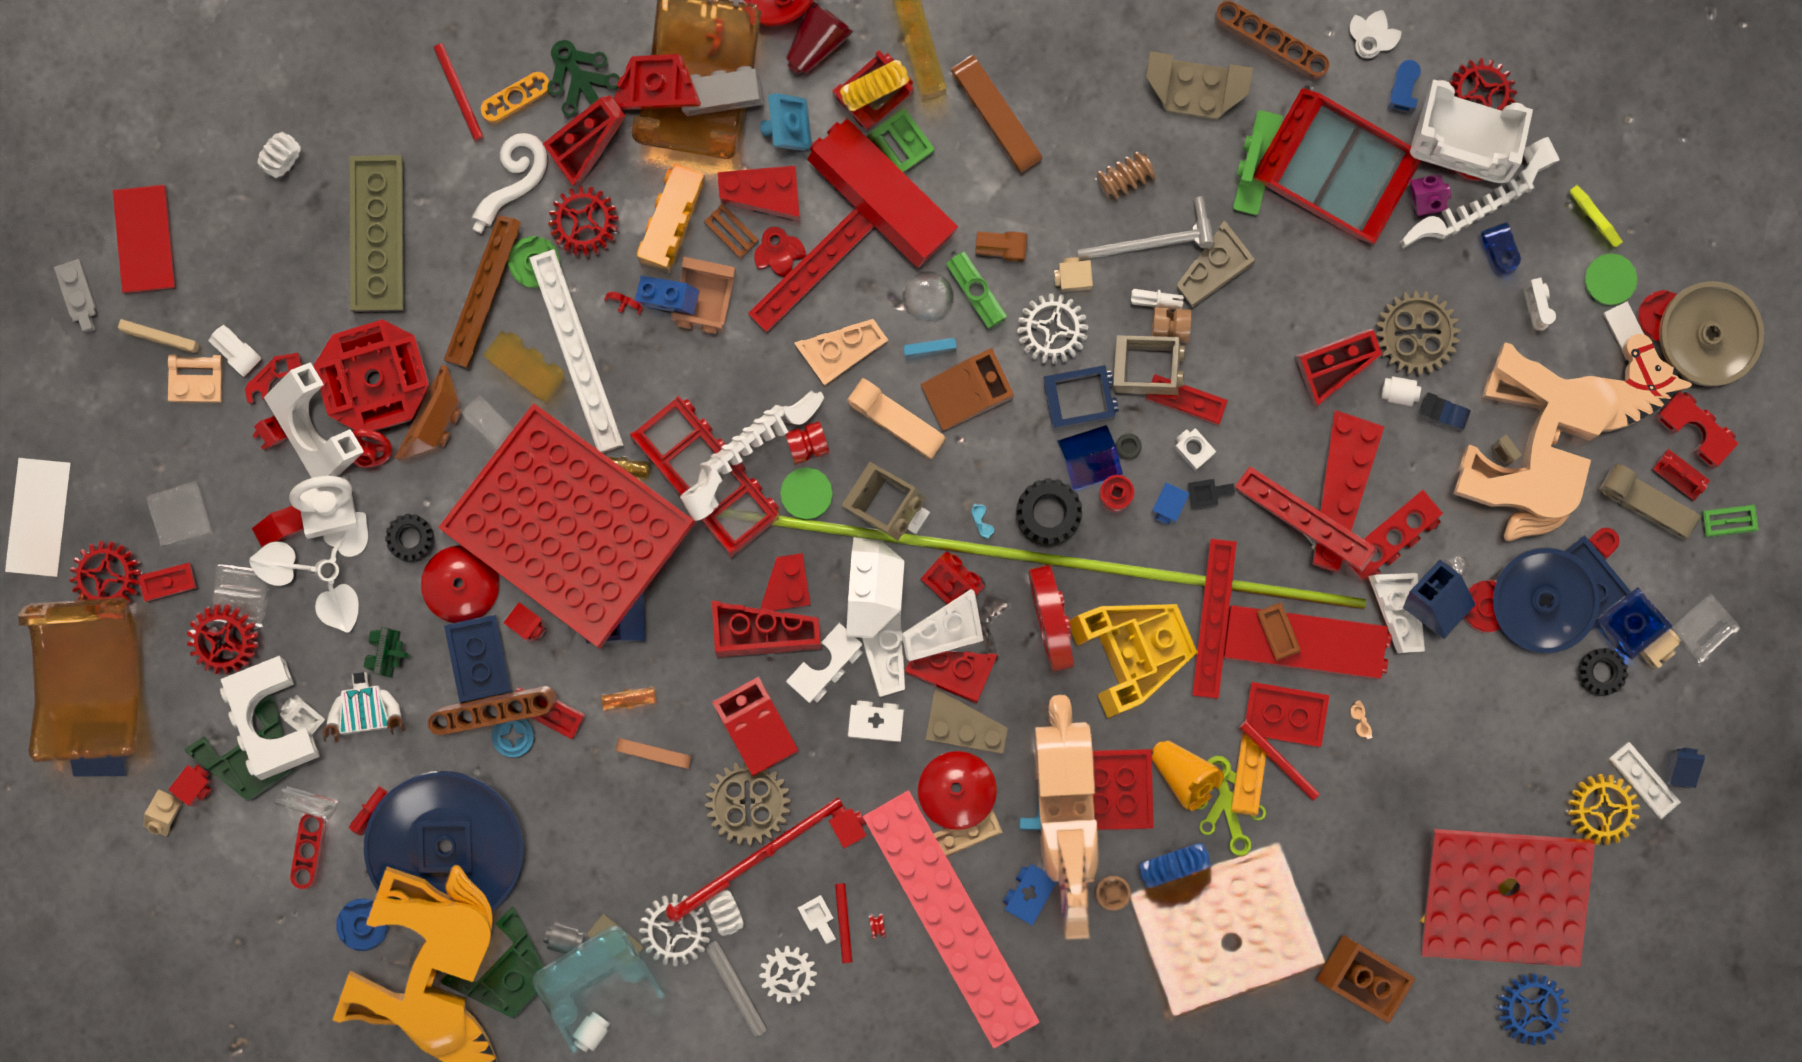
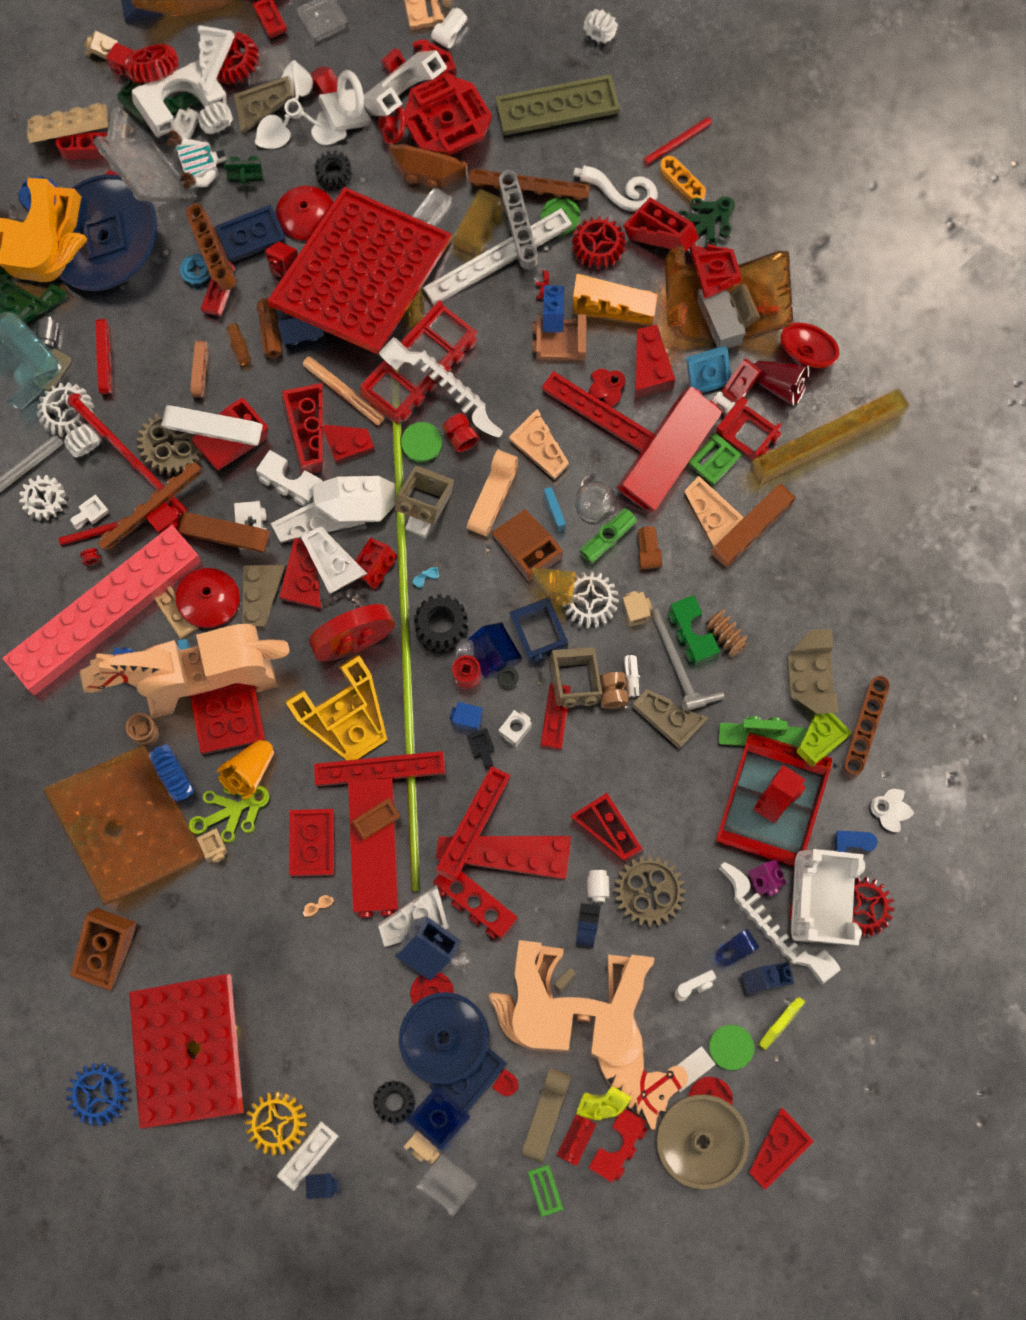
camera: 80 degrees right, 10 degrees down
(213, 660) = (213, 51): none -> white wing
(217, 744) = (151, 63): none -> red gear
(272, 870) = (67, 123): none -> tan plate
(293, 613) = (262, 101): none -> dark tan wing
(306, 676) = (215, 118): none -> white gear
(372, 776) = (144, 169): none -> clear plate
(527, 309) = (518, 211): none -> light grey beam
(611, 871) = (103, 356): none -> red beam
(614, 656) = (269, 329): none -> dark orange piece
(711, 59) = (744, 305): none -> dark tan tile
(716, 215) = (624, 336): dark orange tile -> none
(717, 578) = (343, 390): none -> light nougat axle
(746, 745) = (212, 425): none -> white beam
(811, 86) = (741, 380): none -> red plate
(825, 830) = (127, 525): none -> dark orange plate
(833, 114) = (723, 403): none -> white bush
(874, 85) = (751, 419): yellow gear -> none
(885, 754) = (224, 532): none -> dark orange beam
(968, 158) = (712, 510): none -> light nougat wing
(1035, 363) = (556, 584): none -> clear yellow slope
(1087, 489) = (465, 647): none -> clear plate
(1093, 220) = (699, 648): none -> green arch
(1248, 778) = (255, 821): light orange tile -> none
(1269, 831) = (212, 846): none -> tan bracket
(1278, 94) = (822, 737): none -> lime wing
(1279, 760) = (272, 843): red bar -> none
(1341, 157) = (780, 792): none -> red wedge
(1542, 221) = (767, 978): none -> dark blue slope
(1653, 435) = (603, 1106): none -> neon yellow tile
(1733, 251) = (779, 1150): none -> red wing

